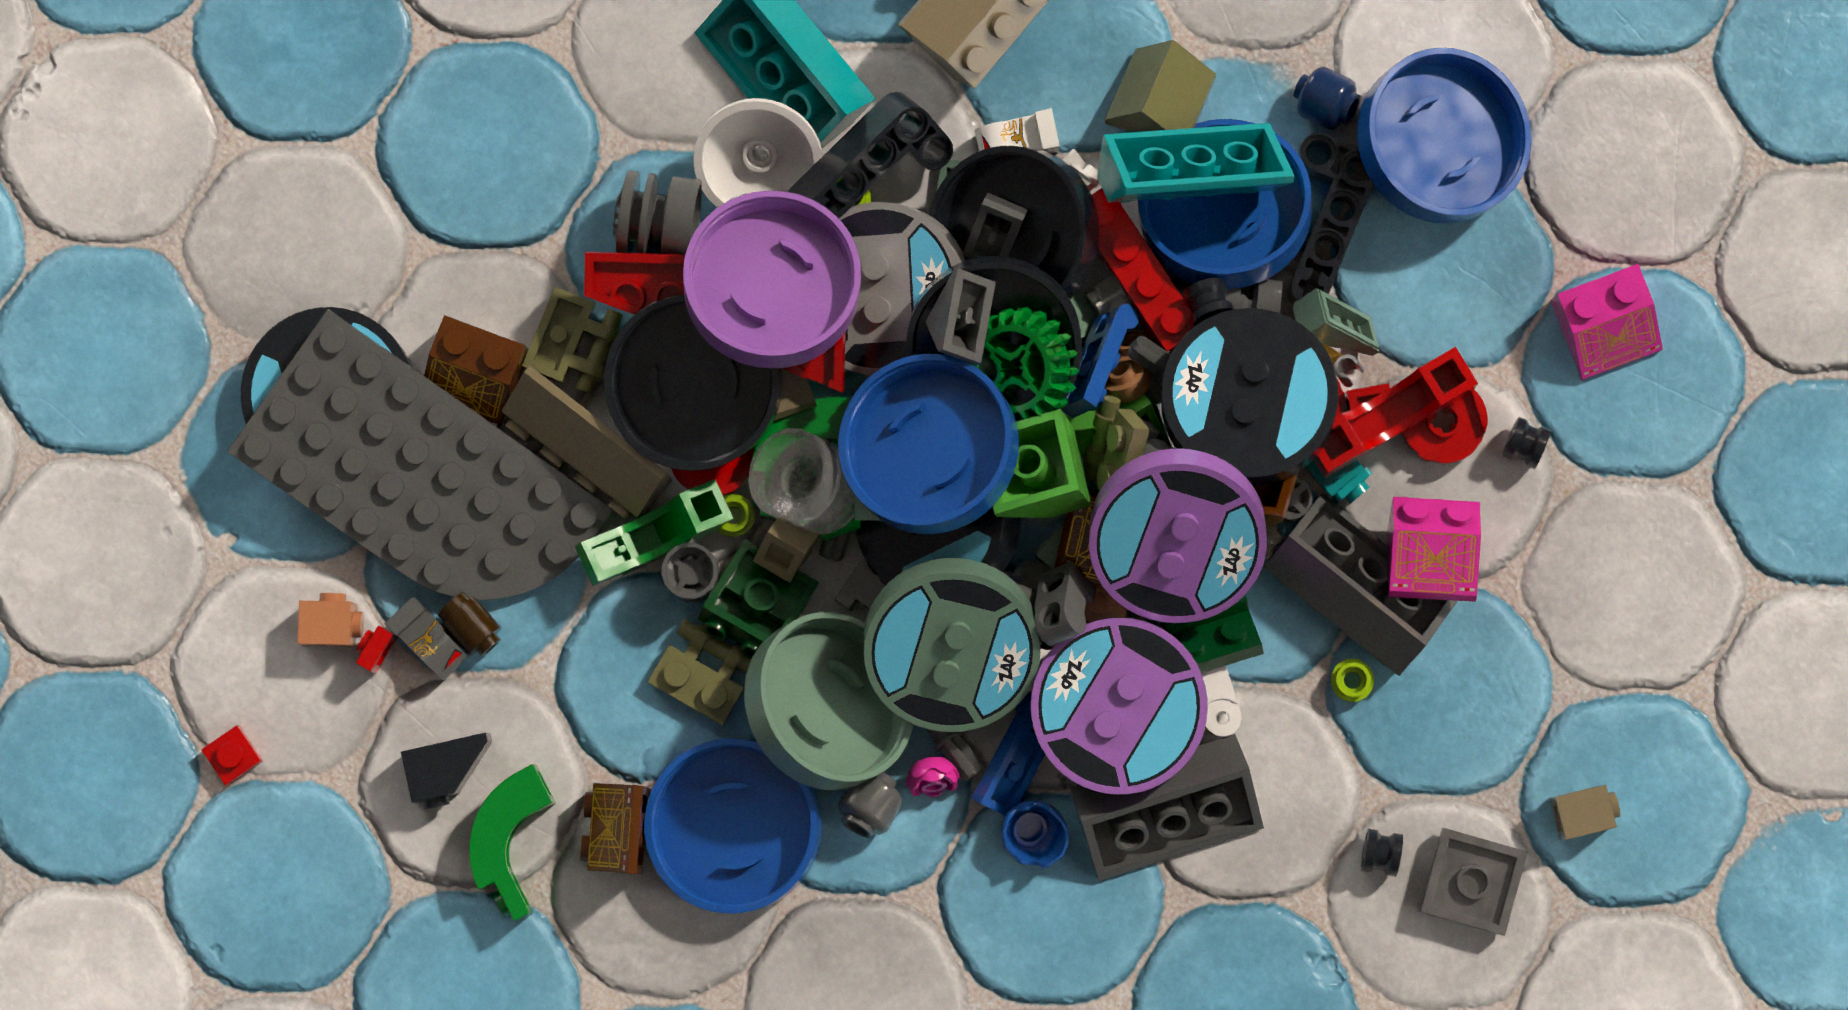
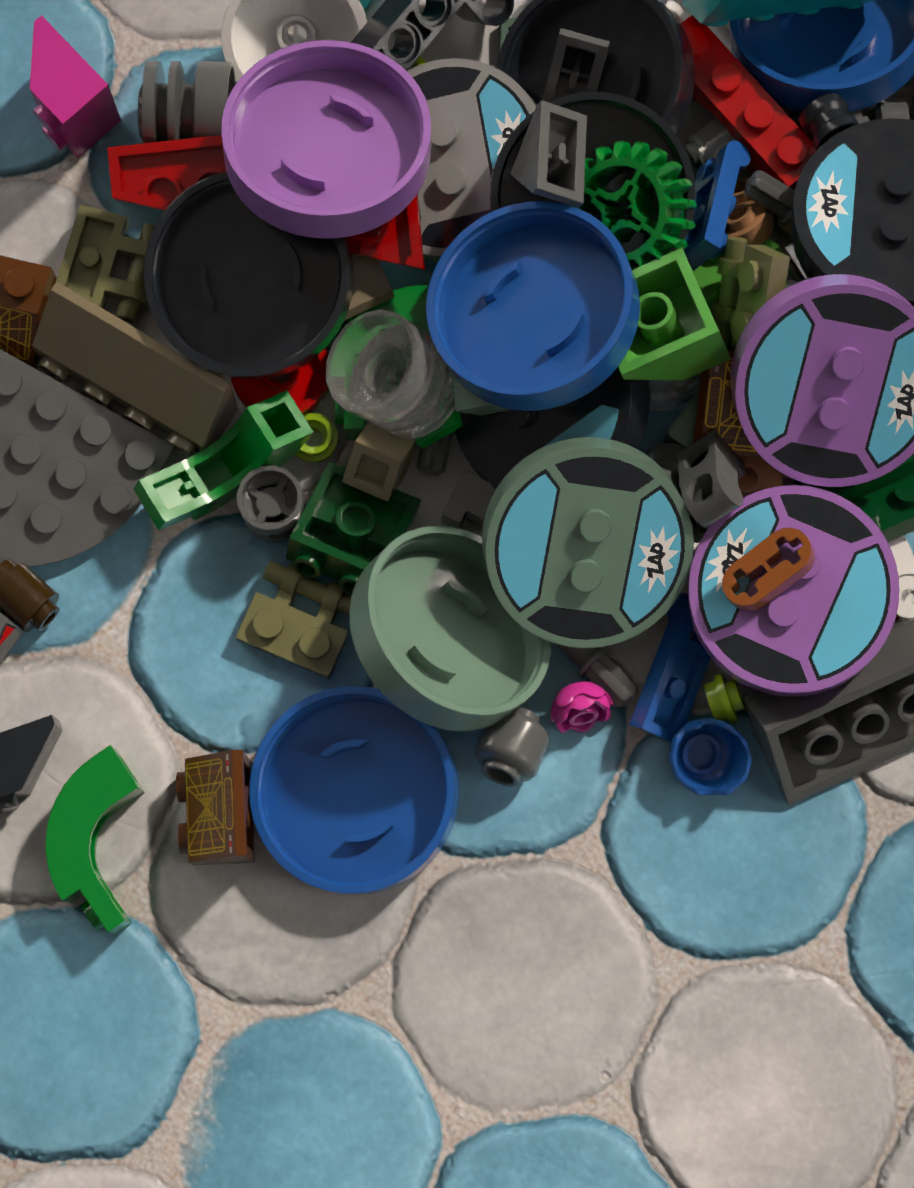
camera: 10 degrees left, 5 degrees down
(553, 189) = (68, 93): none -> dark pink slope
(1054, 786) = (724, 698): none -> lime plate
(1093, 680) = (776, 579): none -> dark orange beam

